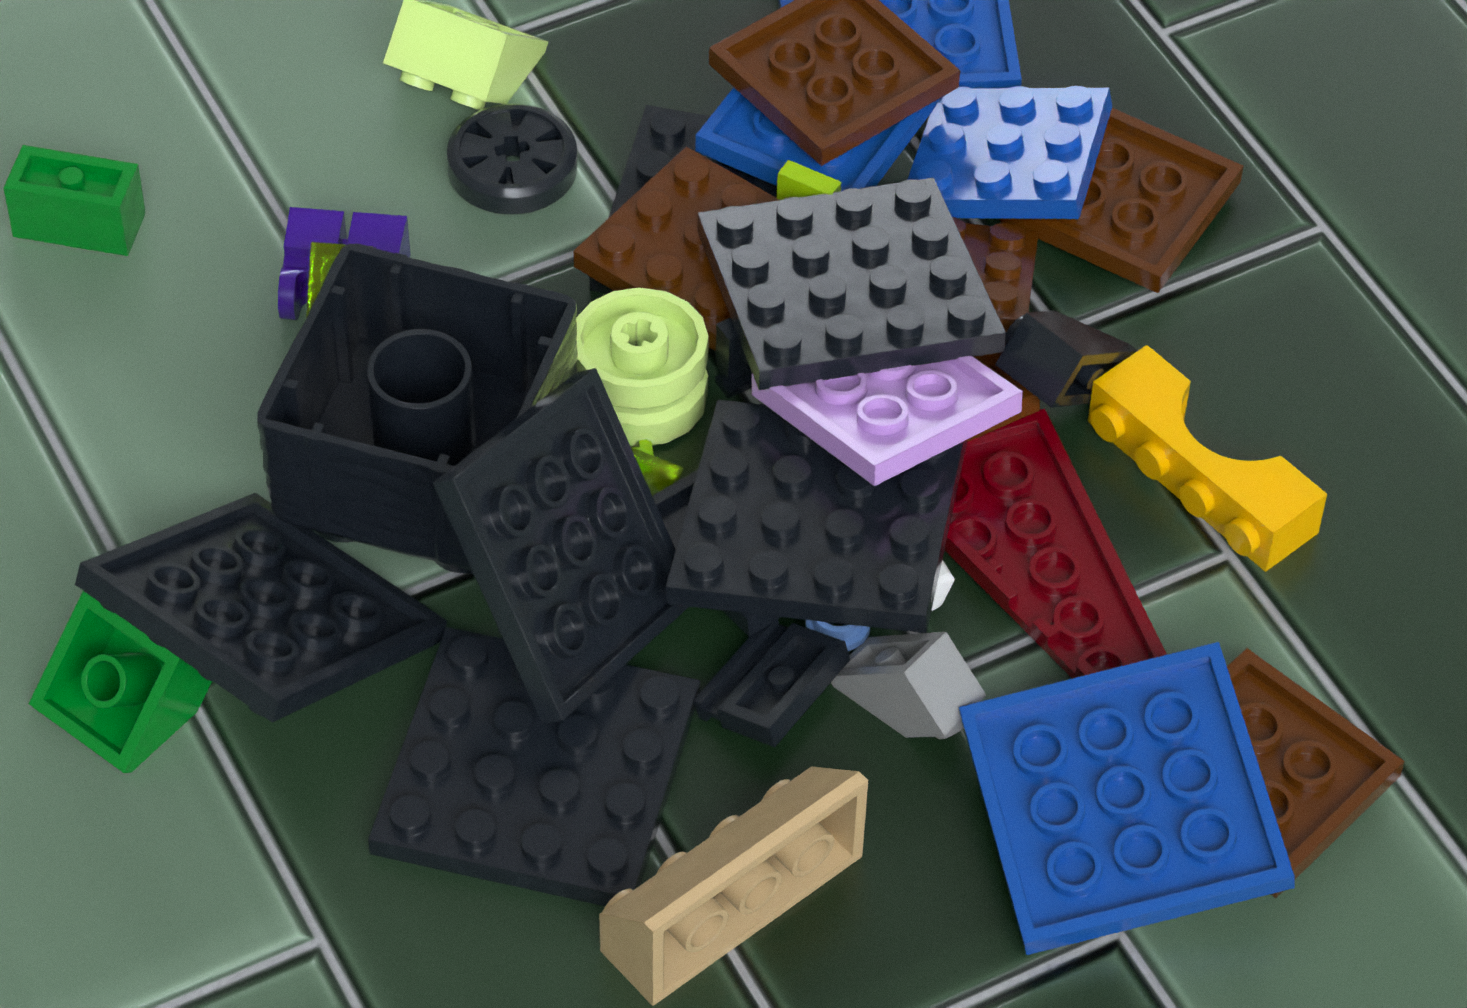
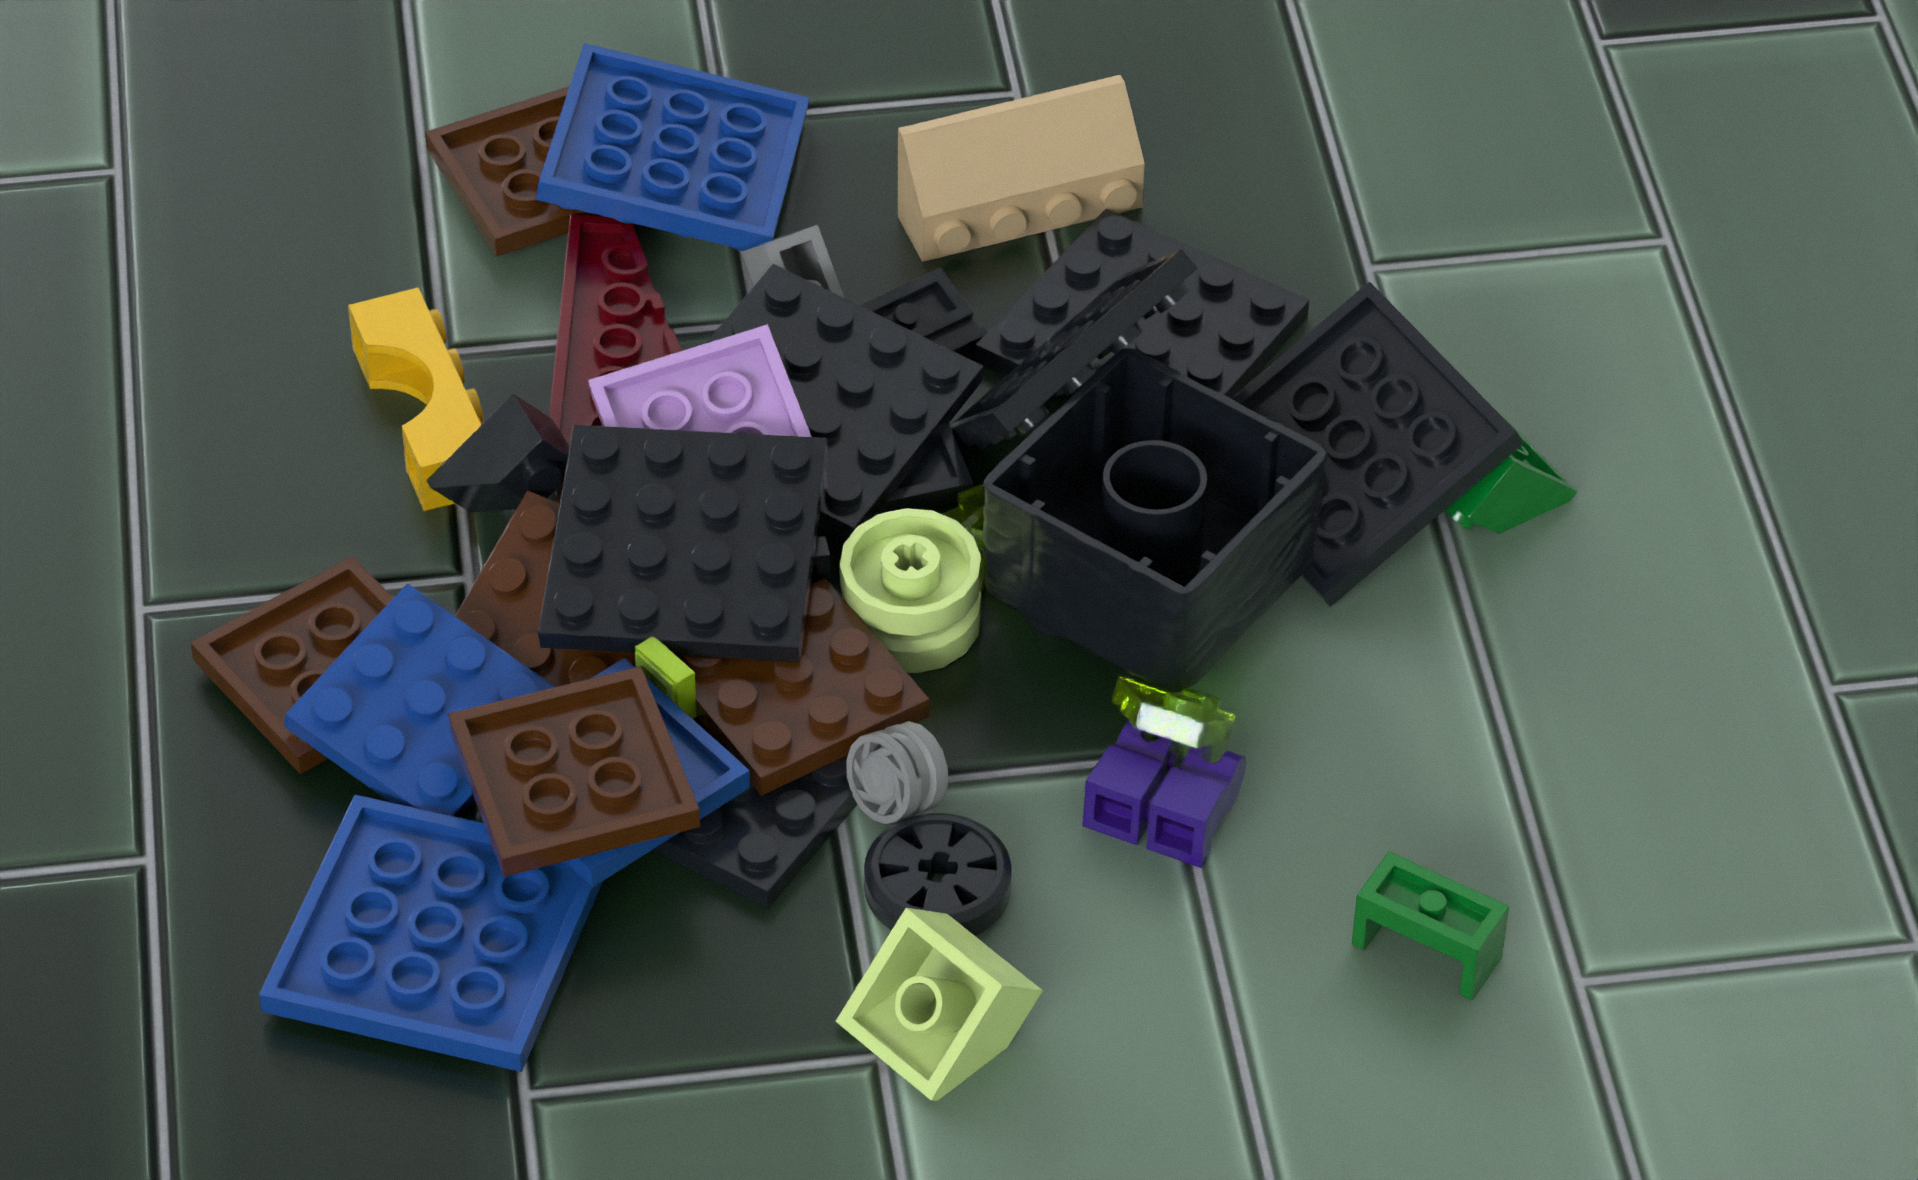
camera: 160 degrees left, 5 degrees down
(576, 196) = (898, 770): none -> light grey wheel

